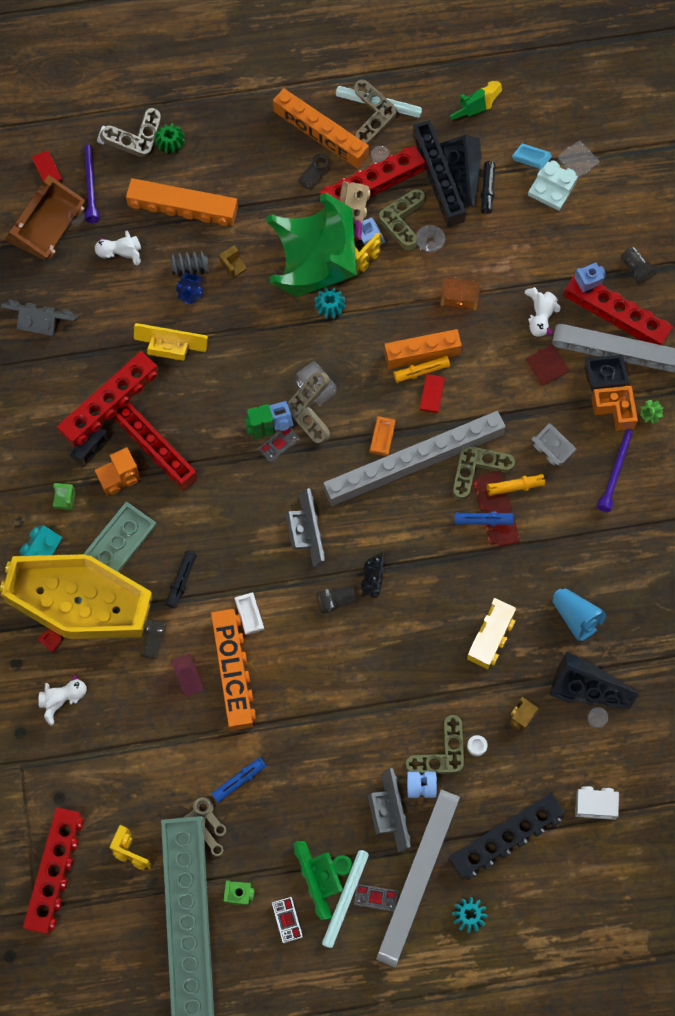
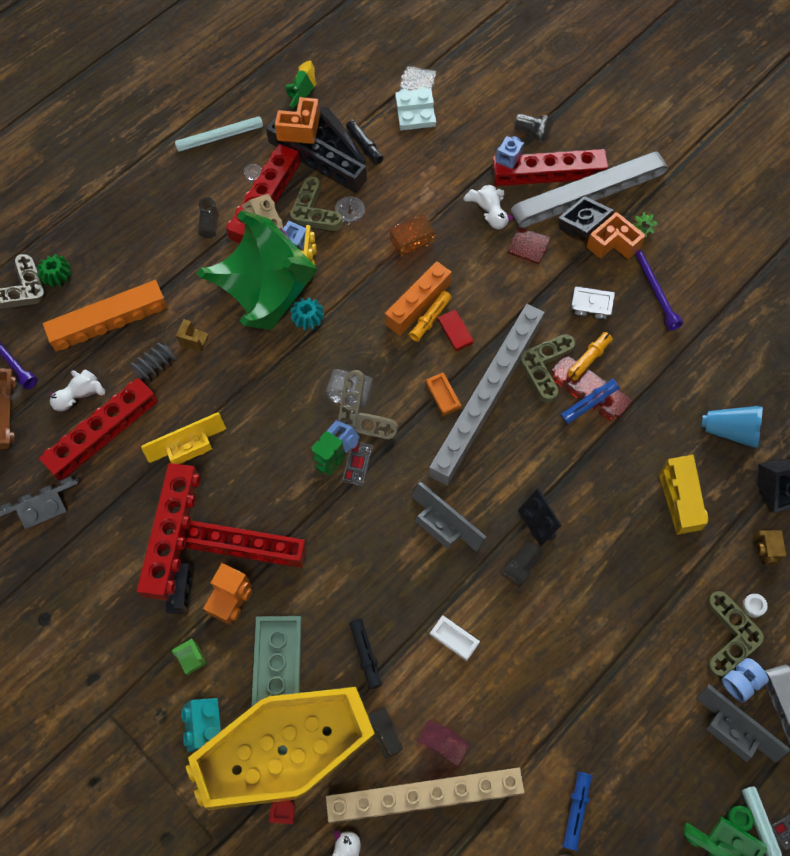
camera: 35 degrees left, 5 degrees down
(124, 294) = (97, 439): none -> red brick
(147, 696) = (424, 795): none -> tan brick
(190, 288) = (170, 382): clear blue brick -> none
(232, 670) = (484, 704): orange brick -> none
(320, 128) = (185, 181): orange brick -> none
(379, 115) = (228, 142): dark tan beam -> none
(436, 143) = (299, 125): none -> orange brick
(531, 156) = (381, 97): medium azure tile -> none

